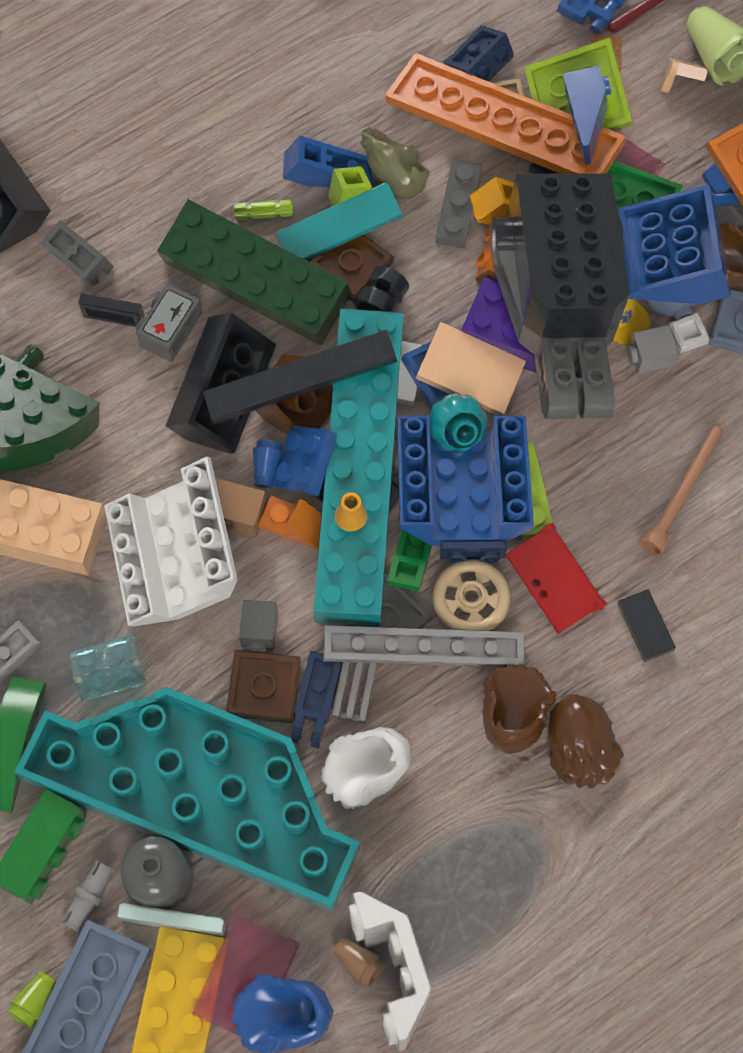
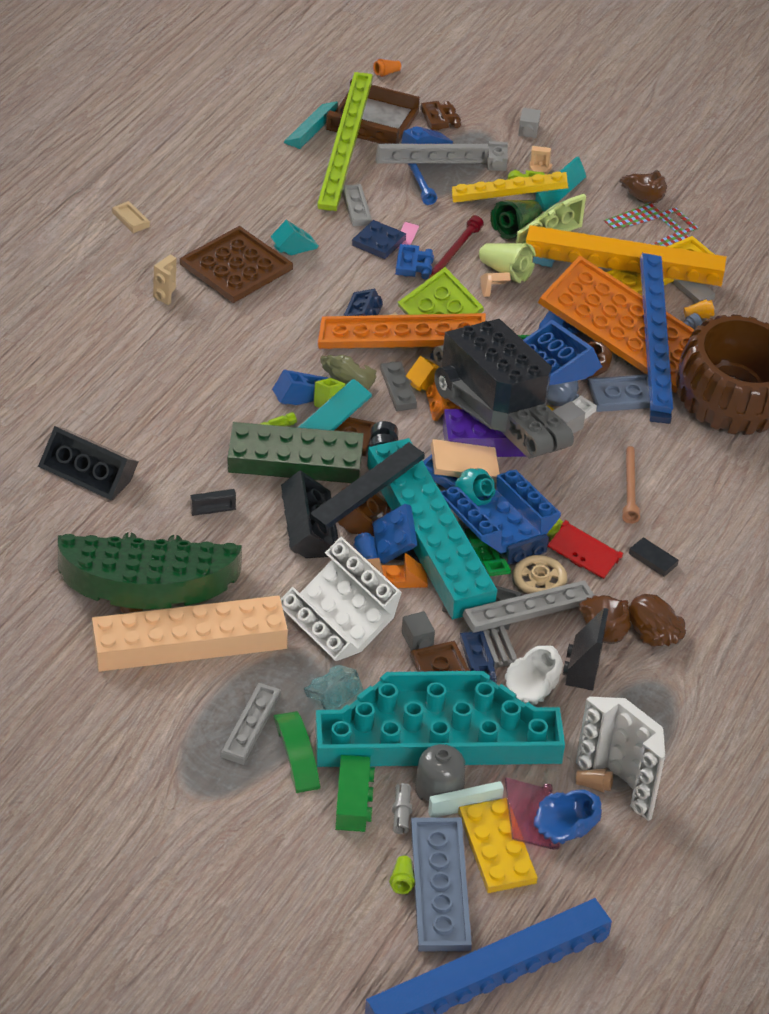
camera: 30 degrees left, 25 degrees down
(76, 253) = (170, 476): dark grey hinge -> none
(168, 322) = (255, 497): brick -> none
(351, 513) = (448, 537): light orange cone -> none
(450, 763) = (586, 653): none -> black slope
(588, 106) = (451, 300): slope -> none

